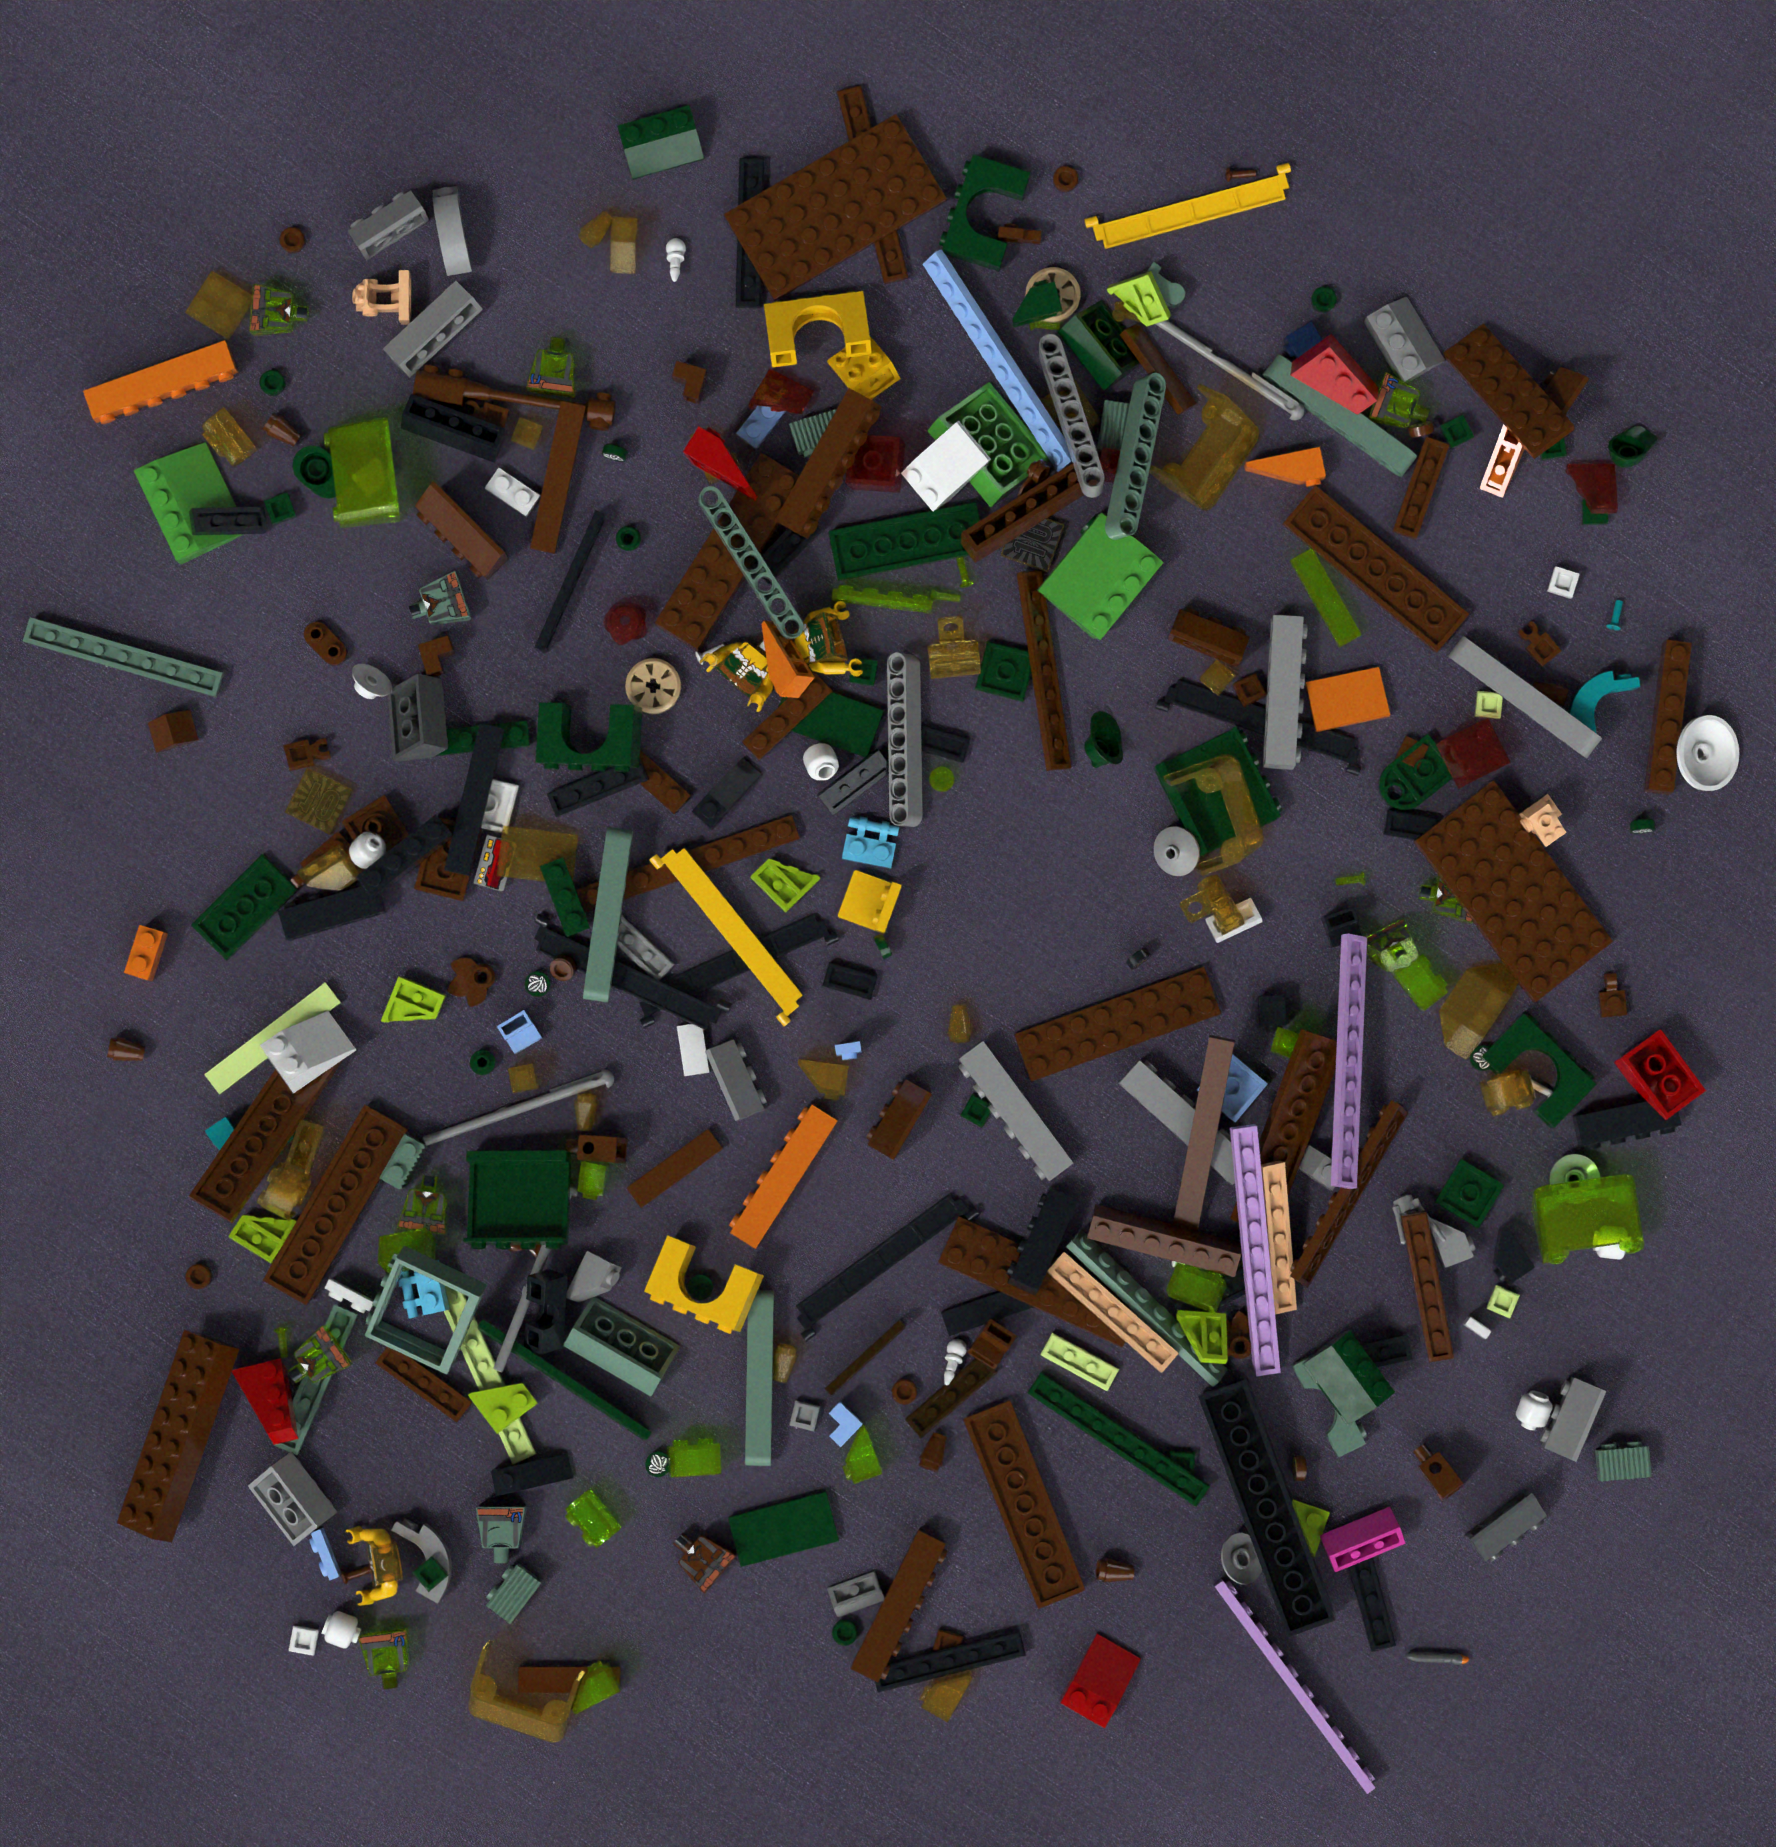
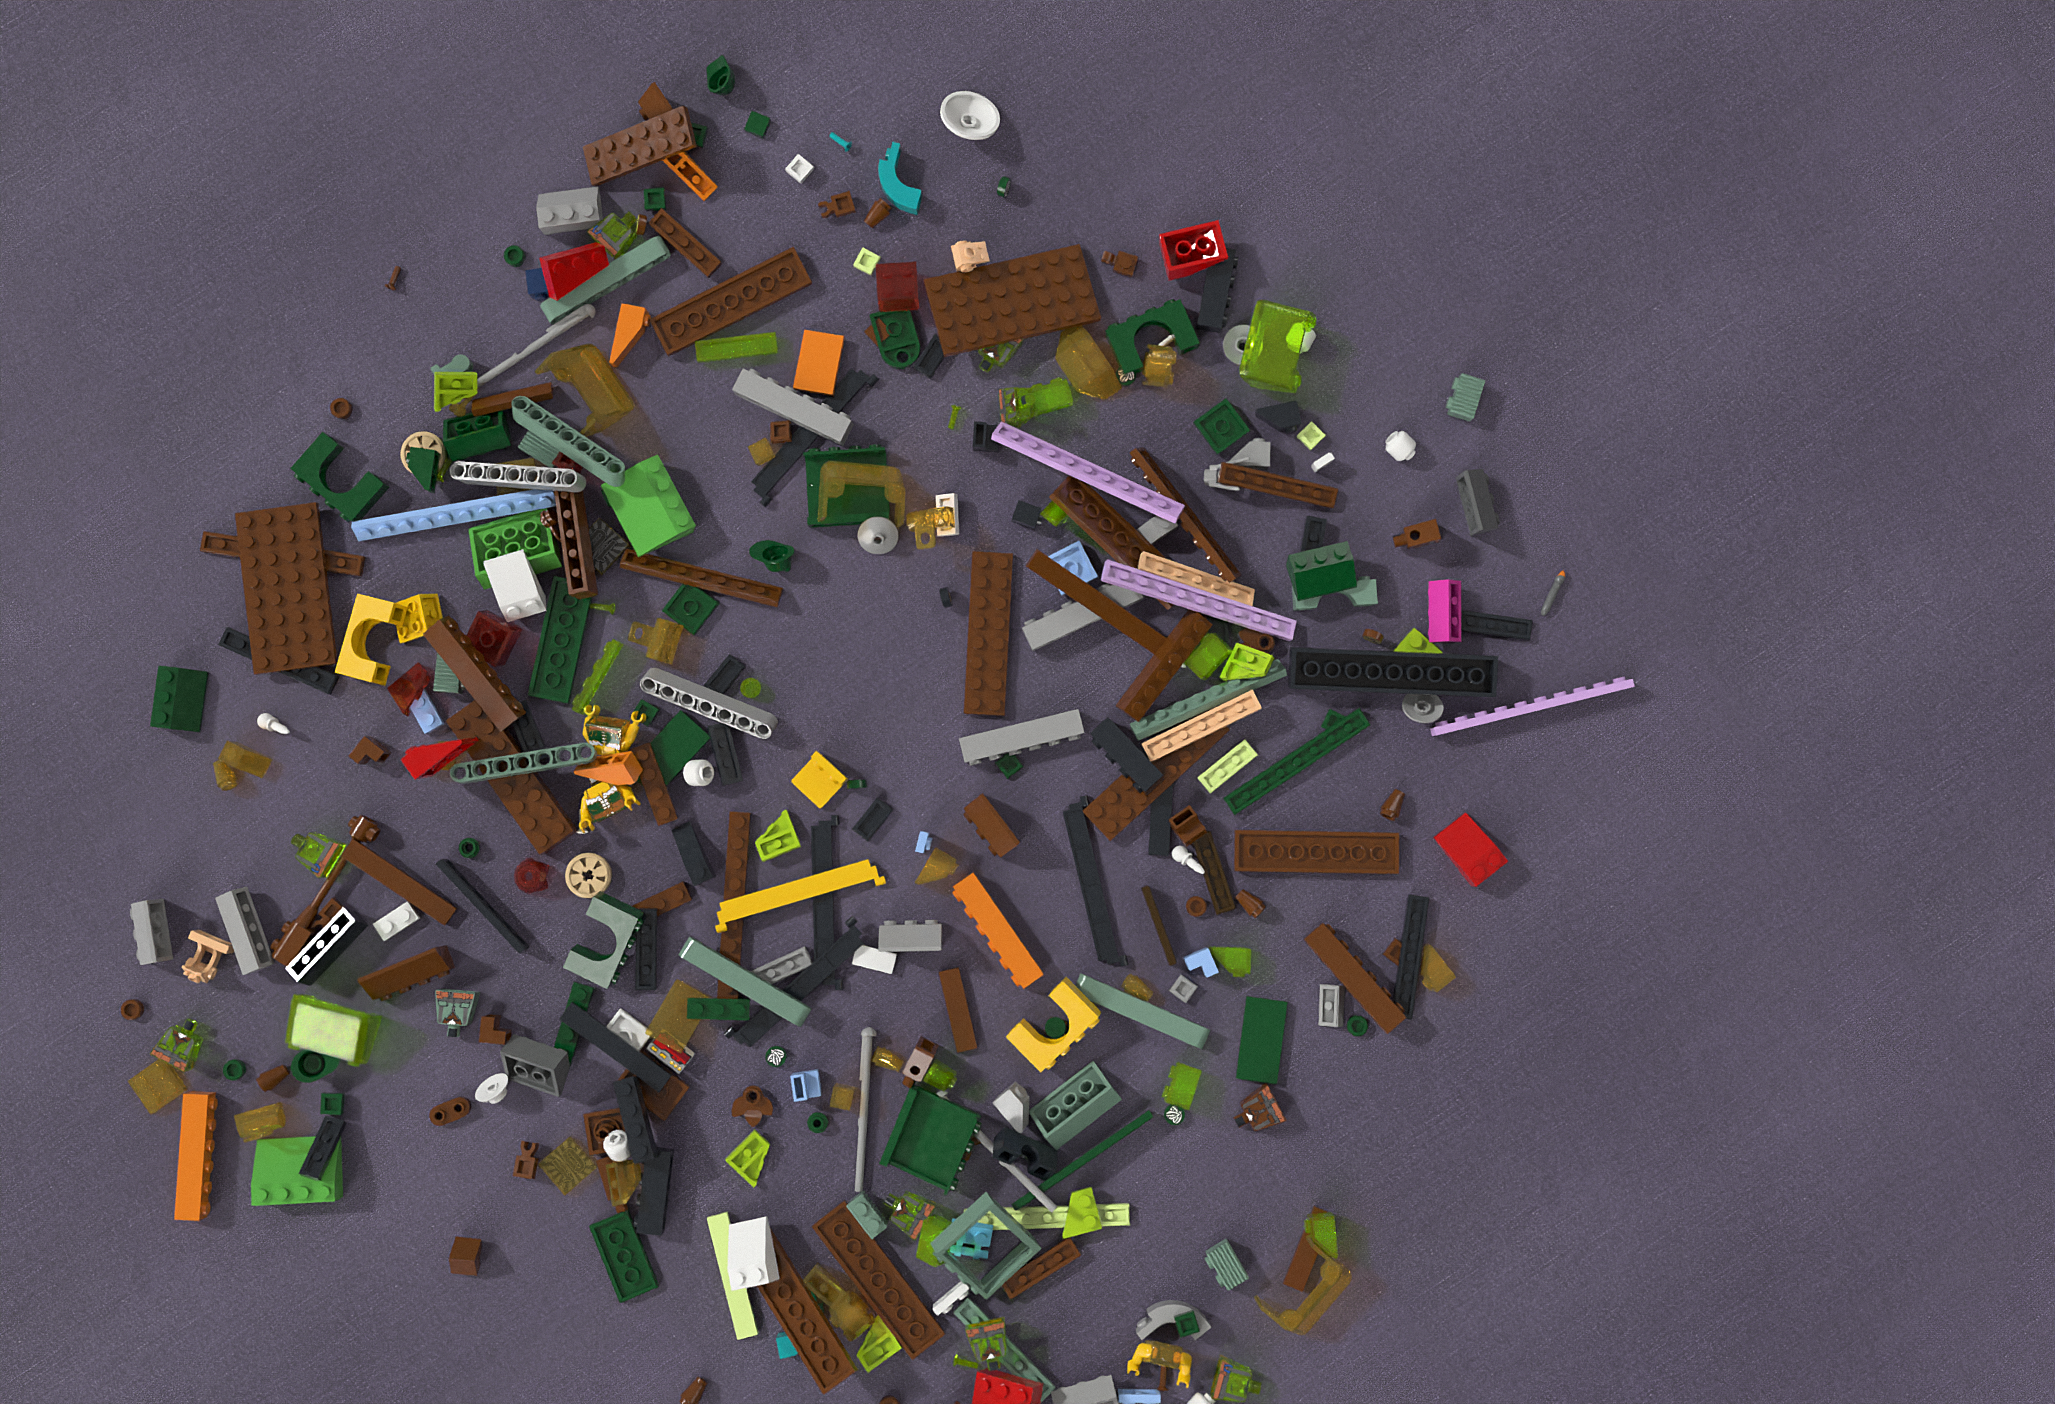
camera: 70 degrees left, 0 degrees up
(123, 657) = (393, 1271): sand green plate -> none
(145, 953) = (626, 1347): orange brick -> none
(451, 230) = (176, 886): light grey arch -> none
(501, 1529) = (1174, 1254): torso -> none
(527, 433) = (356, 892): clear yellow plate -> none
(531, 1474) = (1142, 1214): black slope -> none
(562, 967) = (771, 1032): reddish brown tile -> none
(592, 1519) = (1195, 1181): clear neon green hinge -> none
(614, 452) = (399, 831): dark green tile -> none
(870, 850) = (780, 764): medium azure plate -> none
(944, 596) = (611, 634): clear neon green piece -> none
(959, 1025) = (939, 751): clear yellow cone -> none
(1013, 234) = (366, 462): reddish brown plate -> none
(1191, 211) = (406, 325): yellow piece -> none
(1209, 636) = (728, 444): reddish brown slope -> none
(1525, 697) = (872, 230): light grey beam -> none
(1572, 1418) = (1419, 419): light grey slope -> none
(1596, 485) = (738, 114): clear red wing -> none
(1667, 717) = (931, 134): reddish brown brick -> none

